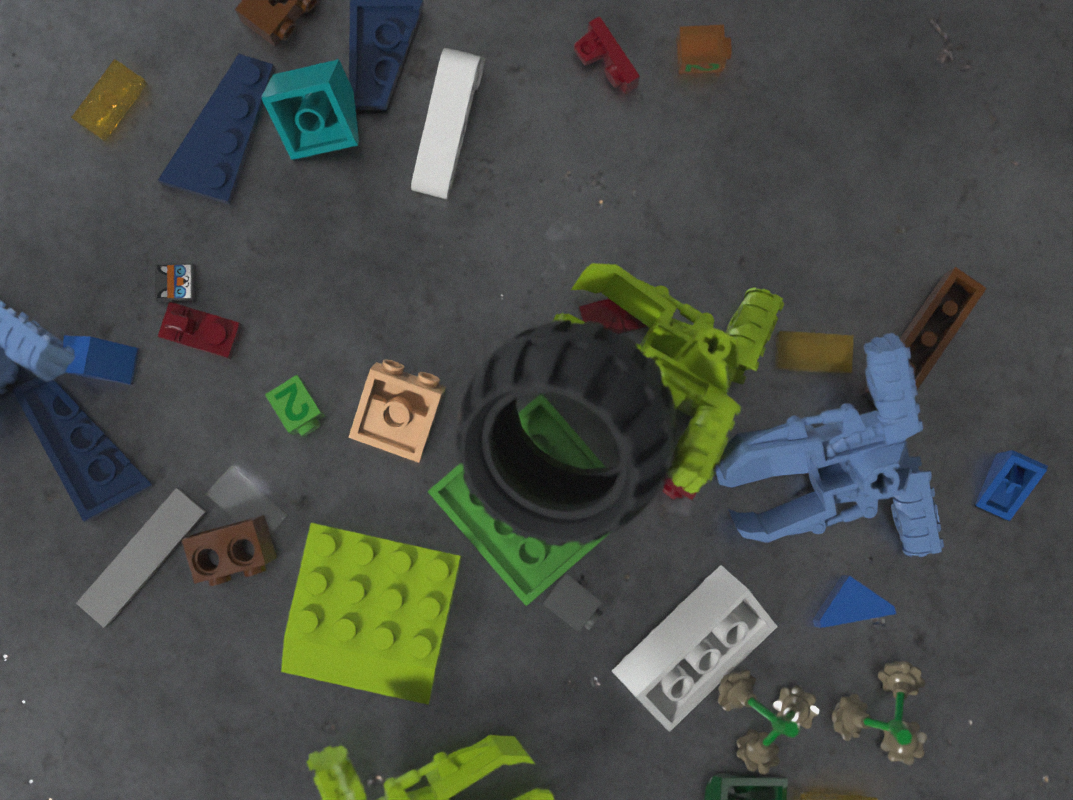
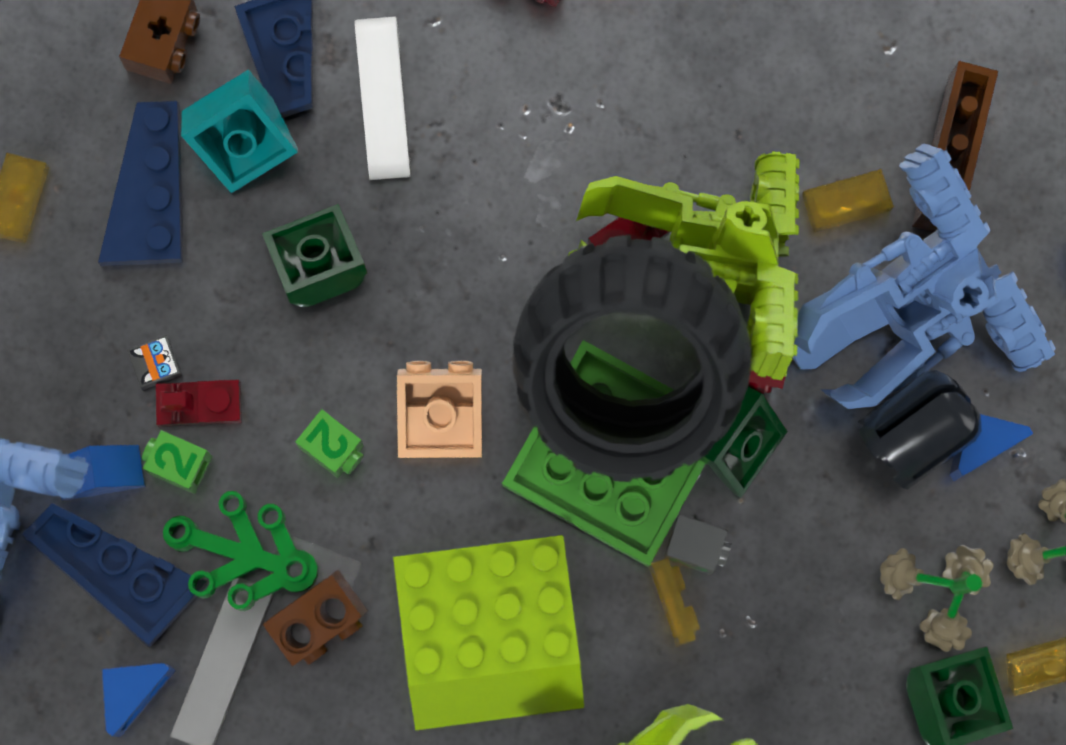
camera: 20 degrees left, 5 degrees down
(54, 554) = (129, 692): none -> blue slope
(161, 374) = (176, 461): none -> bright green brick
(192, 475) = (246, 555): none -> green plant
(340, 241) = (316, 257): none -> dark green slope
(536, 661) = (668, 584): none -> clear yellow plate
(648, 533) = (747, 443): none -> dark green slope
(695, 647) = (840, 546): white slope -> none
(800, 575) = (921, 427): none -> black cylinder

